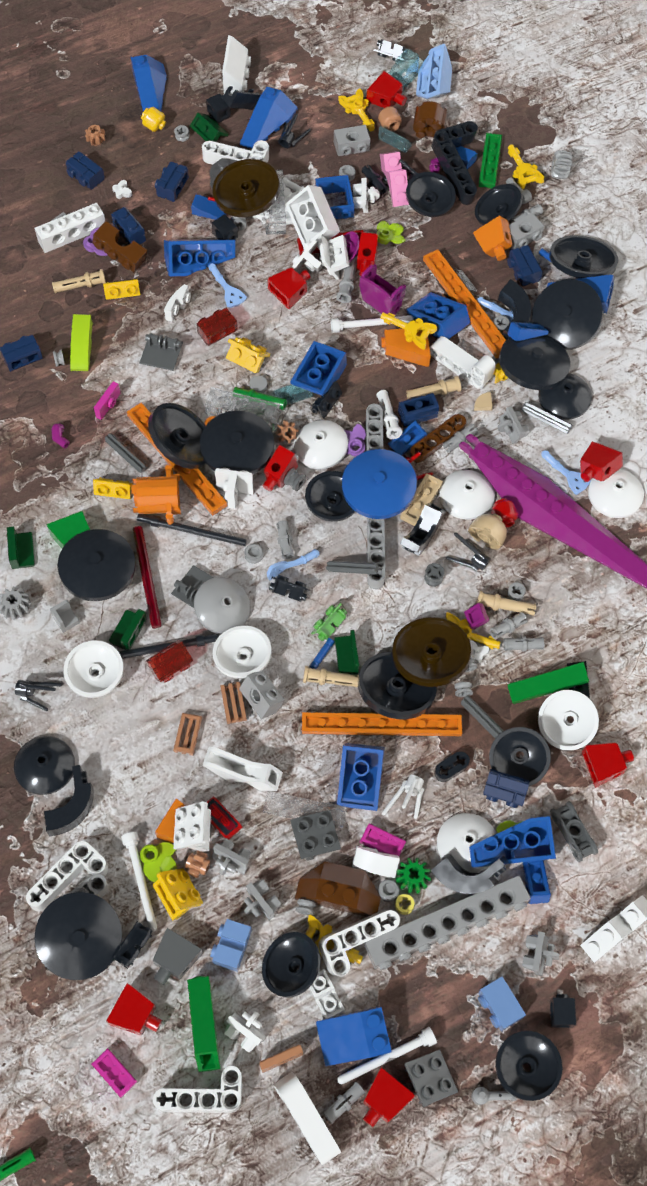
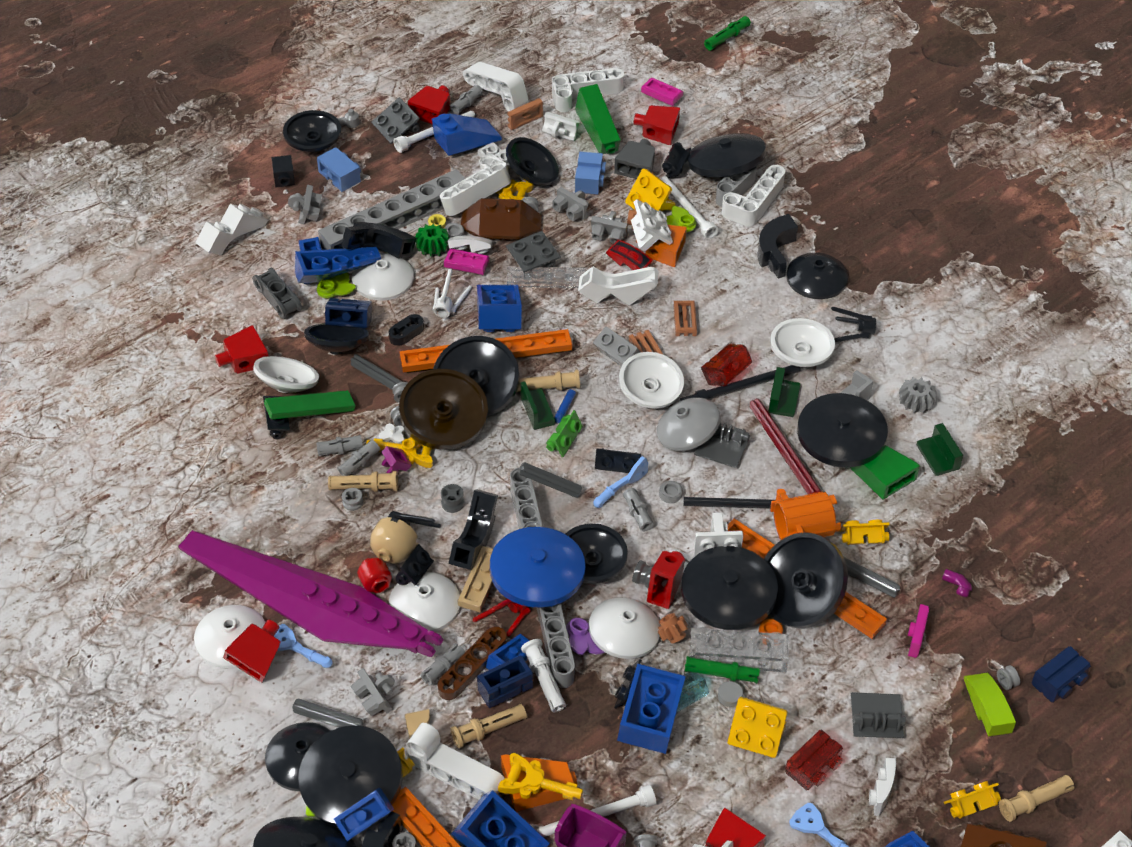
camera: 170 degrees right, 15 degrees down
(476, 505) = (414, 566): none -> black hinge

